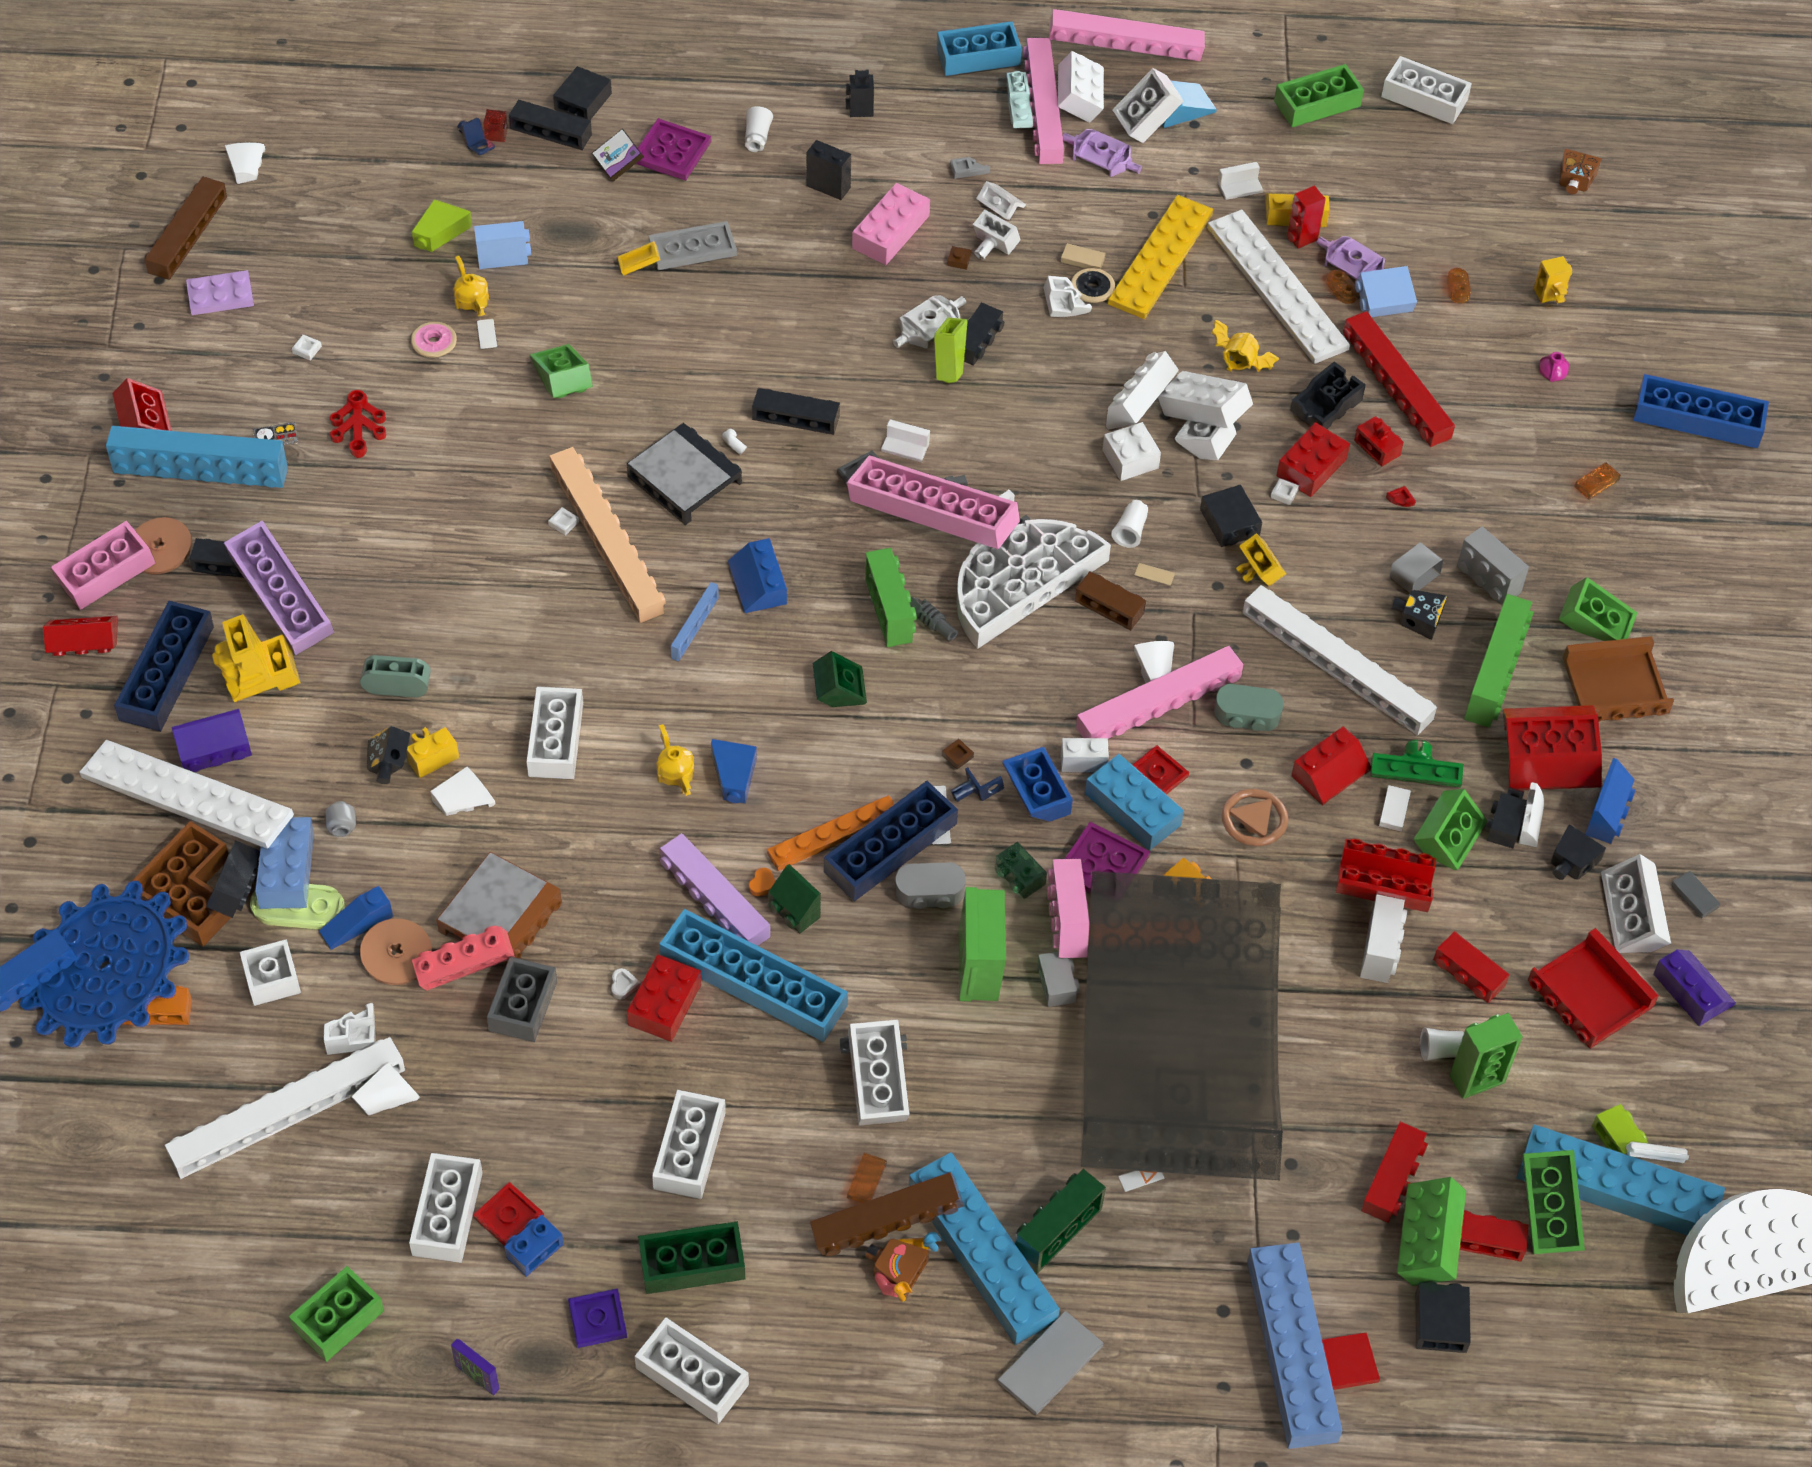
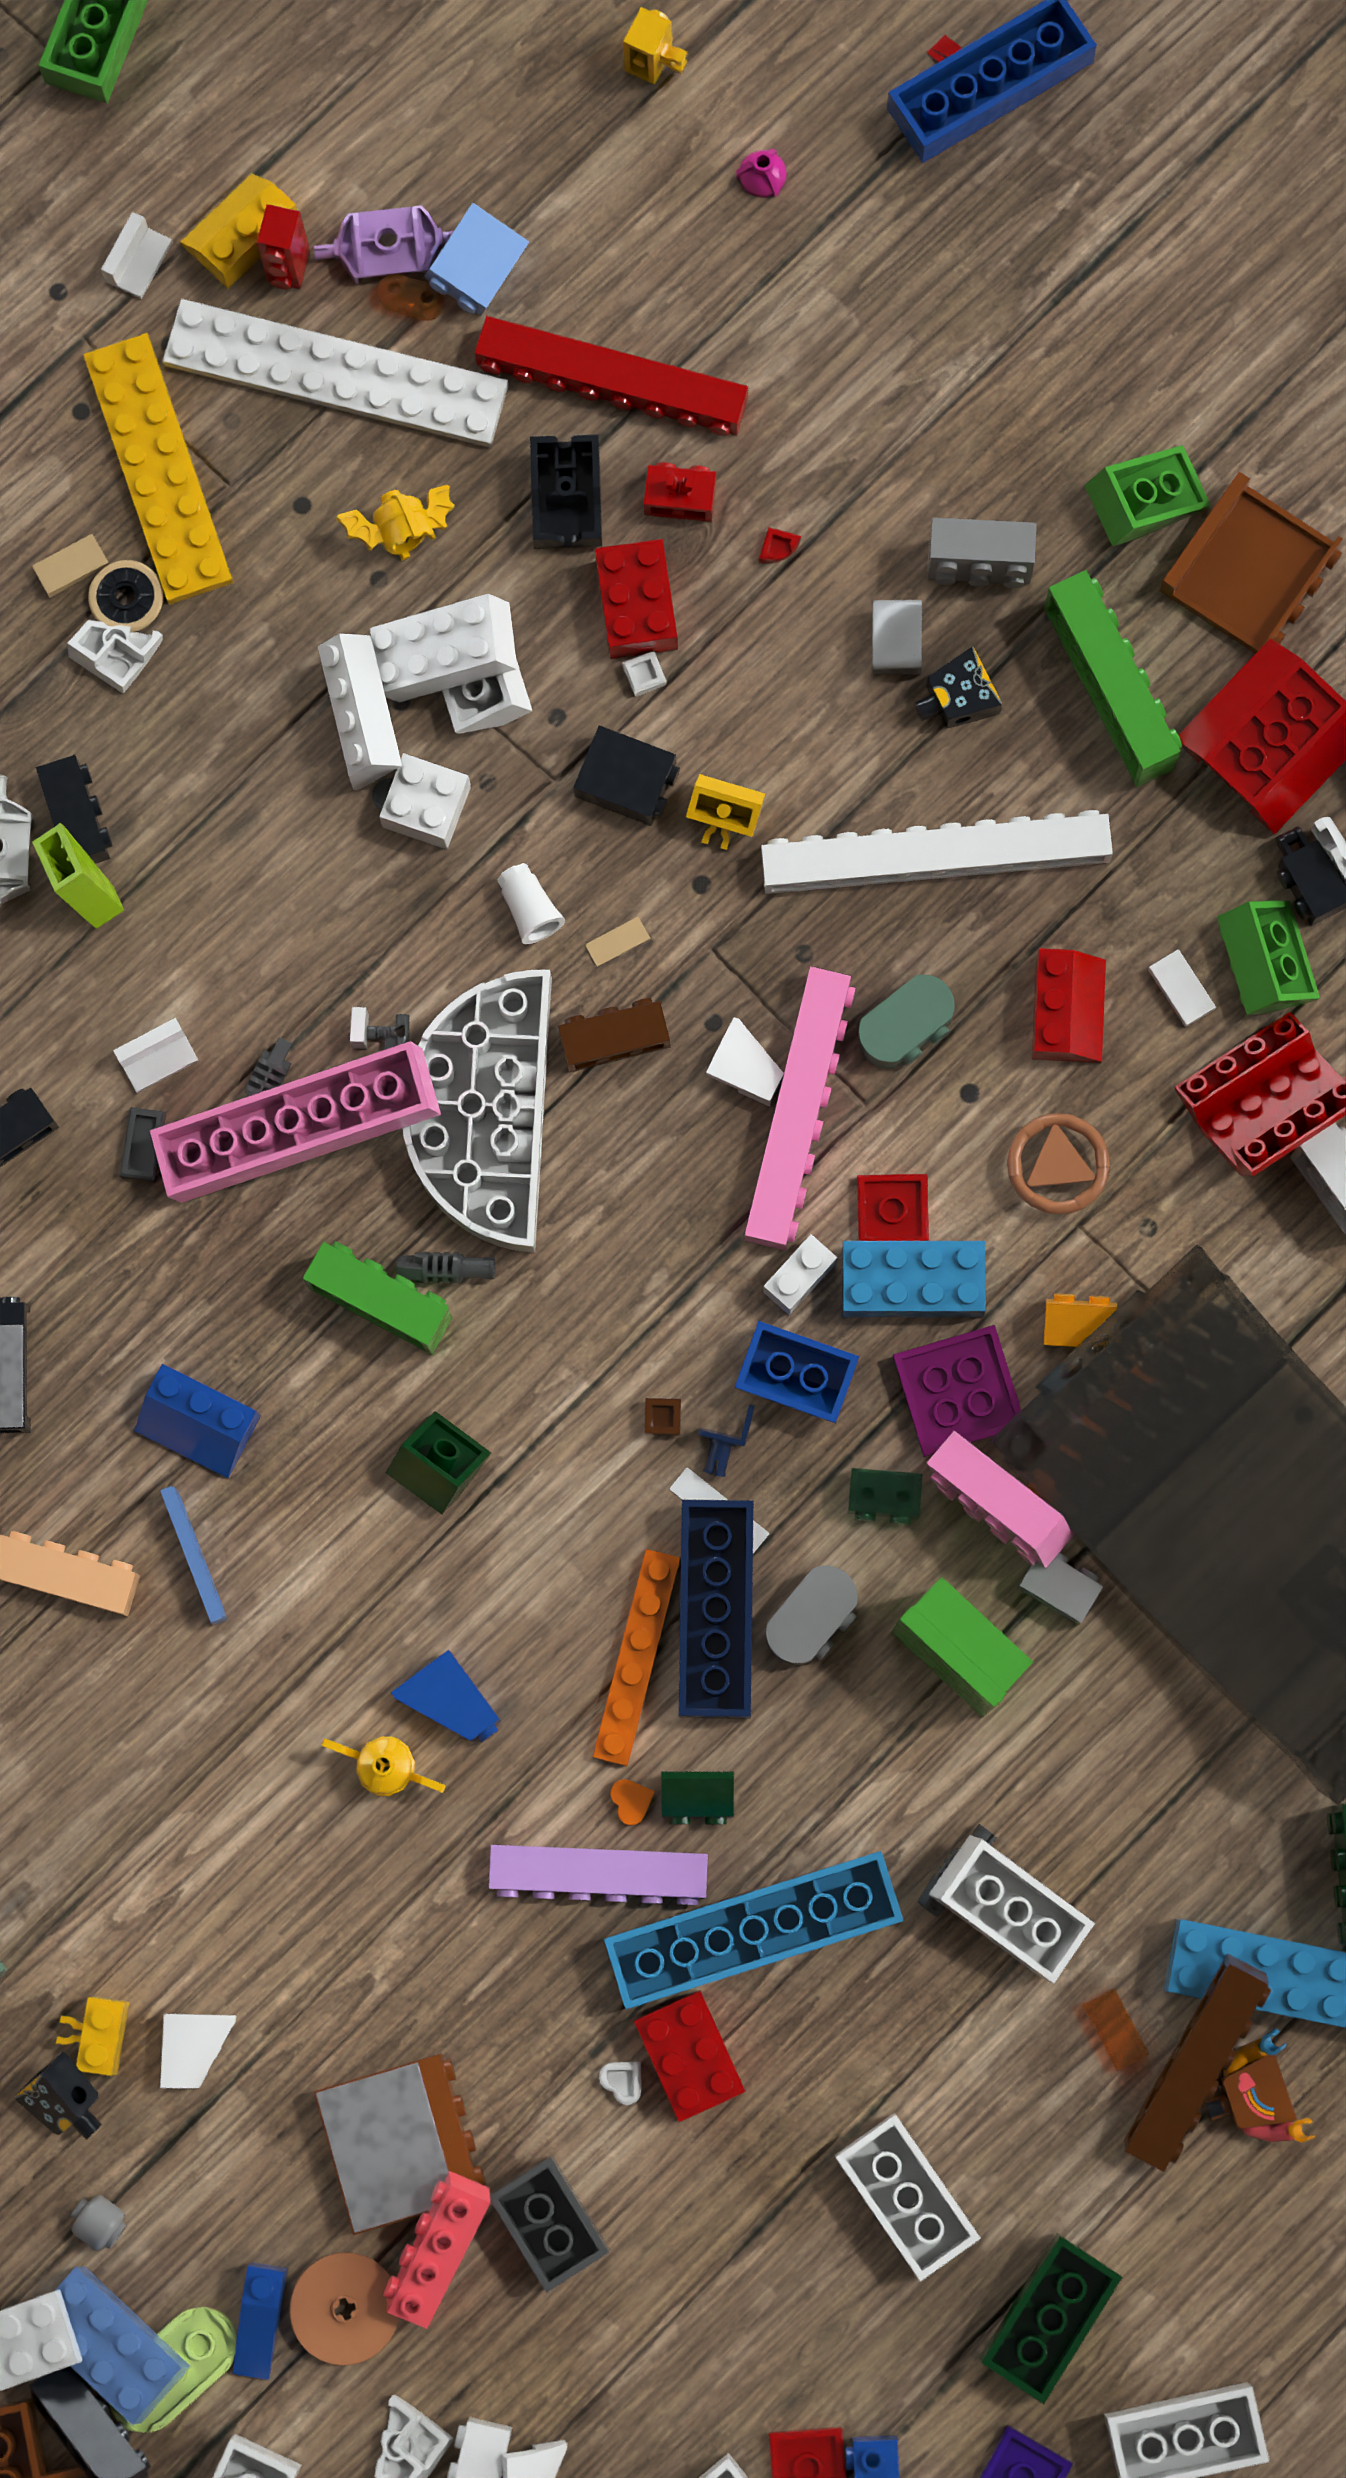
camera: 40 degrees left, 25 degrees up
(555, 733) = (209, 1867): white brick -> none
(1417, 766) = (1156, 910): green plate -> none
(1457, 281) = (538, 155): clear orange plate -> none
(1597, 480) = (966, 295): clear orange plate -> none

